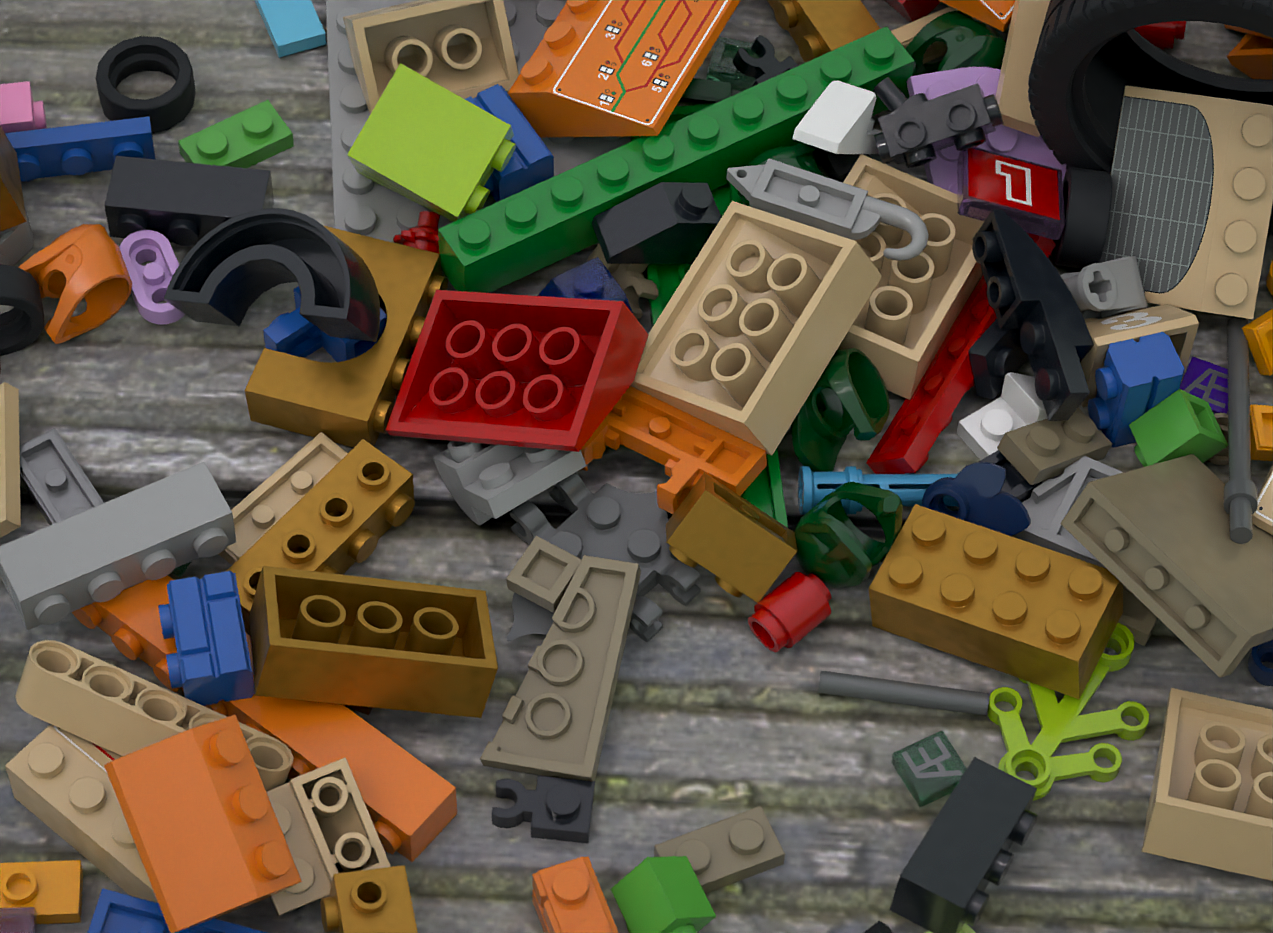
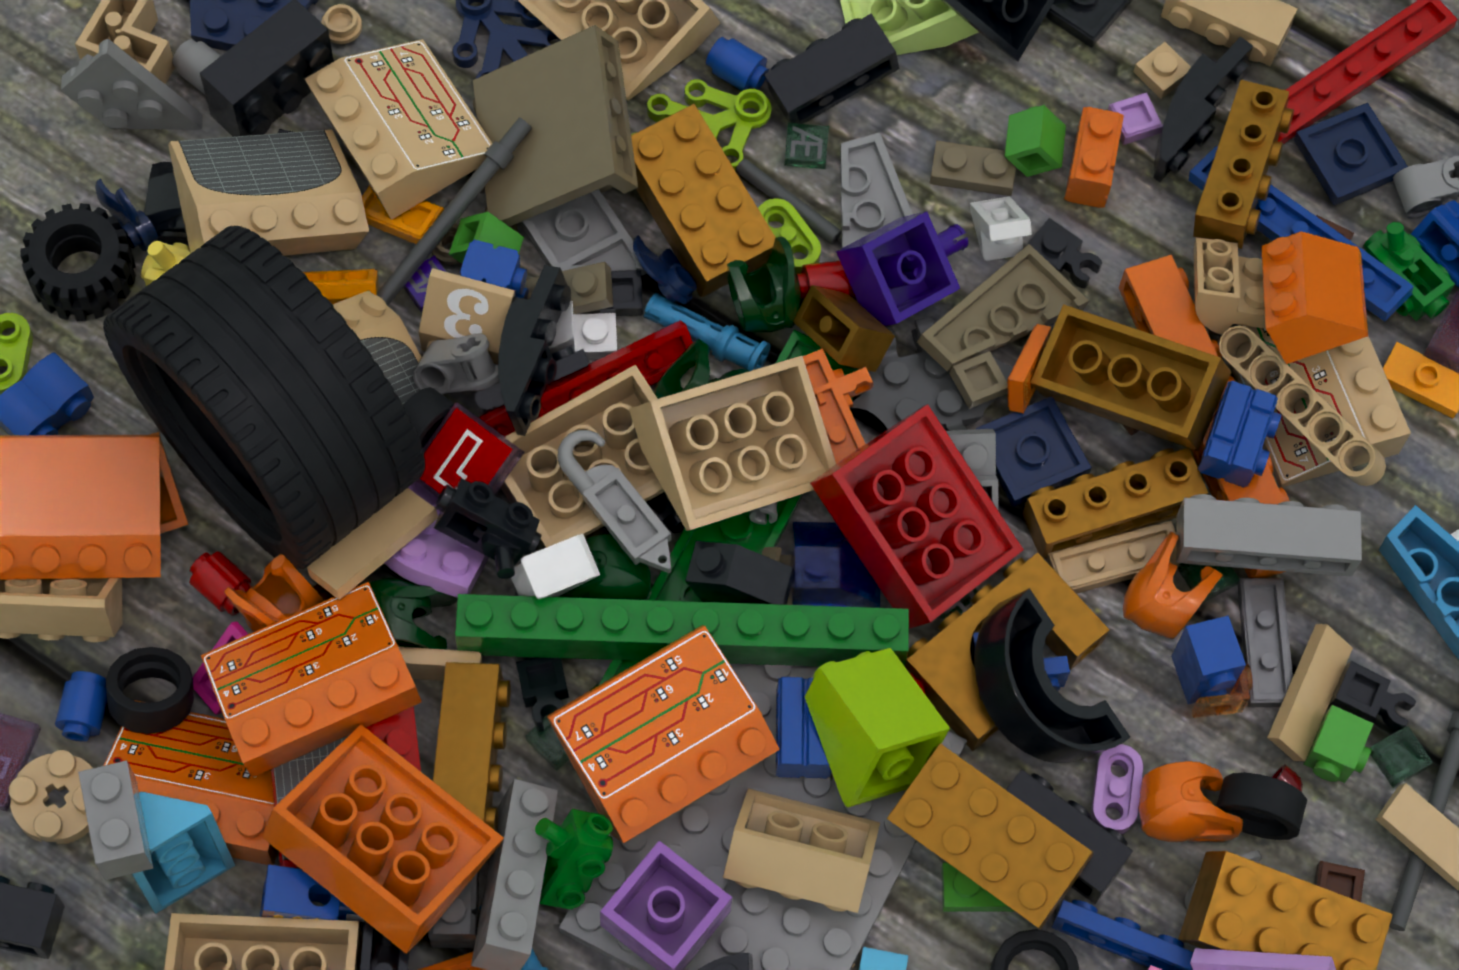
camera: 150 degrees left, 10 degrees up
(73, 421) = (1232, 702): none -> clear orange bracket
(120, 412) = (1208, 659): none -> blue brick
(207, 438) = (1155, 601): none -> orange helmet
(251, 128) = (990, 836): none -> pearl gold brick
(442, 545) = (1035, 451): none -> dark blue plate
(498, 583) = (1019, 386): none -> orange tile
(640, 783) = (999, 227): none -> white slope
(712, 638) = (902, 267): none -> dark purple brick
(801, 733) = (868, 188): none -> light grey wing
(874, 641) = (793, 229): none -> lime plate
(1081, 808) = (737, 64): none -> blue brick

